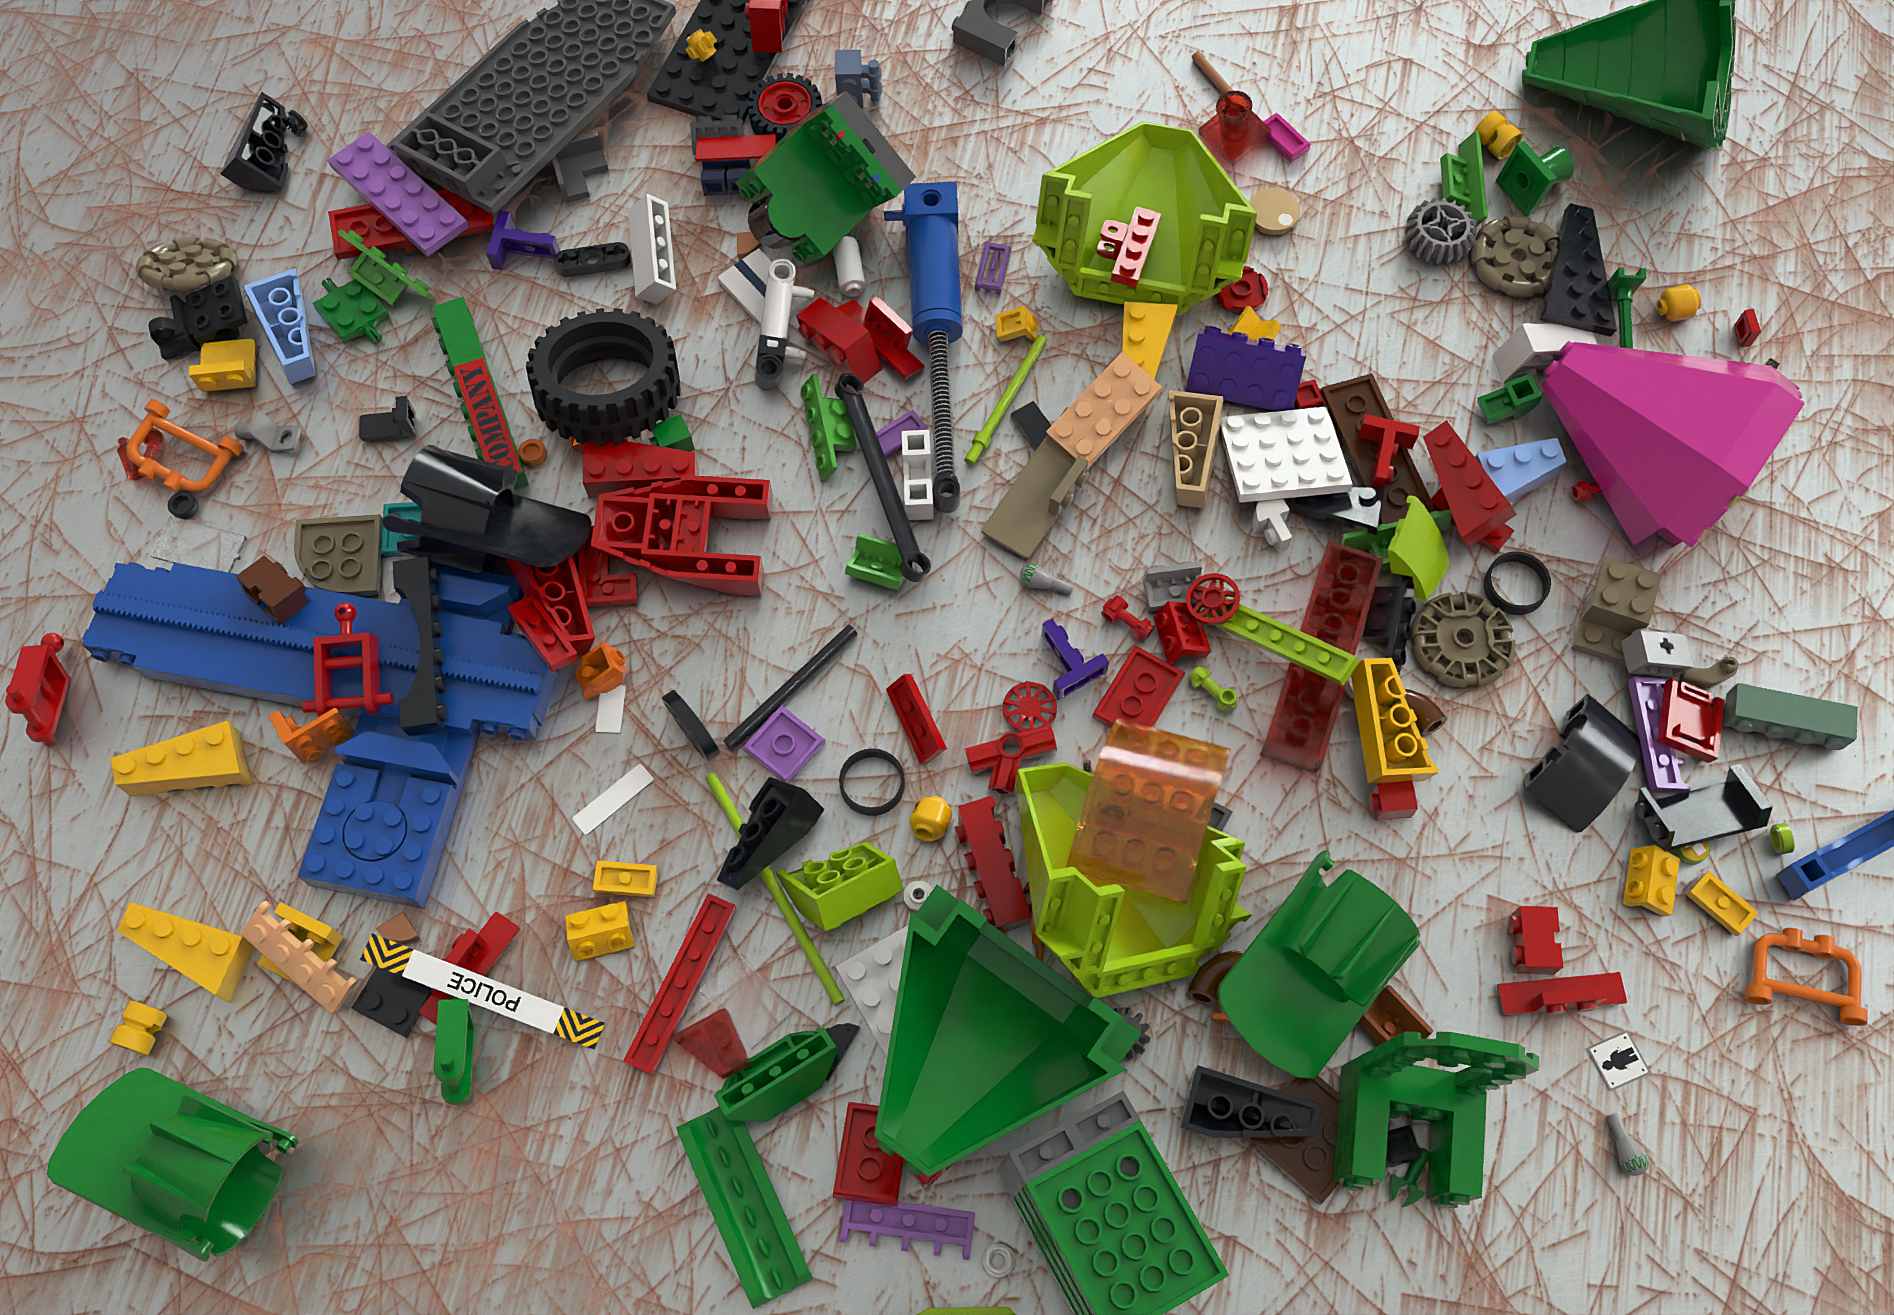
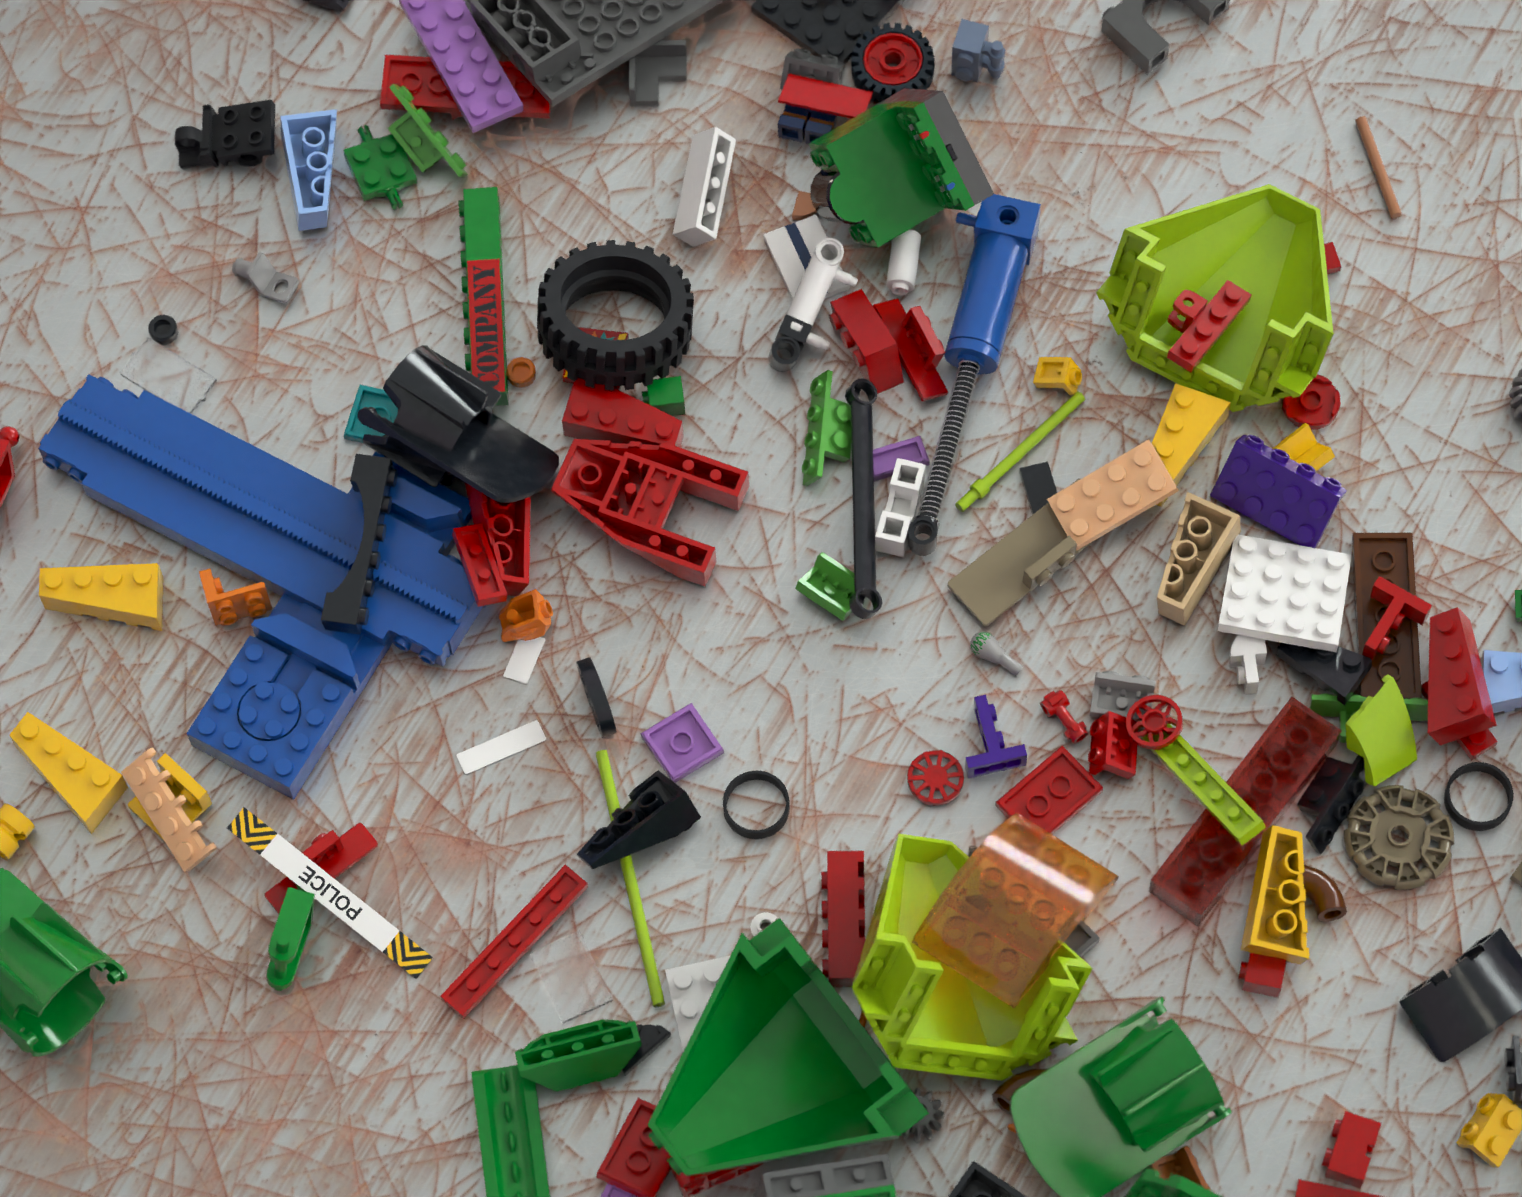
camera: 20 degrees right, 0 degrees up
(152, 442) = (125, 273): clear red plant -> none
(172, 479) = (161, 301): orange bar -> none
(186, 264) = (249, 77): dark tan plate -> none
(225, 365) = (241, 192): yellow bracket -> none
(271, 585) = (232, 440): reddish brown brick -> none
(323, 665) = (299, 583): red piece -> none
(341, 553) = (305, 424): dark tan plate -> none
(388, 425) = (387, 302): black bracket -> none
(392, 1001) = (243, 876): black plate -> none
(398, 929) = (266, 811): nougat tile -> none
(508, 240) = (569, 138): dark purple bracket -> none
(583, 253) = (661, 172): black beam -> none
(599, 586) = (546, 528): red plate -> none
(599, 931) = (452, 870): yellow bracket -> none
(625, 879) = (491, 827): yellow plate -> none
(715, 1043) = (530, 1006): clear red wing -> none
(790, 687) = (706, 687): black piece -> none
(842, 885) = (695, 894): lime wedge -> none
(916, 718) = (818, 755): red plate -> none
(930, 818) = (801, 857): yellow head -> none
(989, 285) = (1045, 322): medium lavender tile -> none
(1005, 766) = (881, 812): red piece -> none
(1226, 697) = (1134, 824): lime bar -> none
(1235, 127) = (1368, 218): clear red plant -> none
(1275, 210) = (1378, 323): tan tile -> none
(1286, 138) = (1421, 241): dark pink tile -> none
(1308, 396) = (1338, 537): red tile -> none

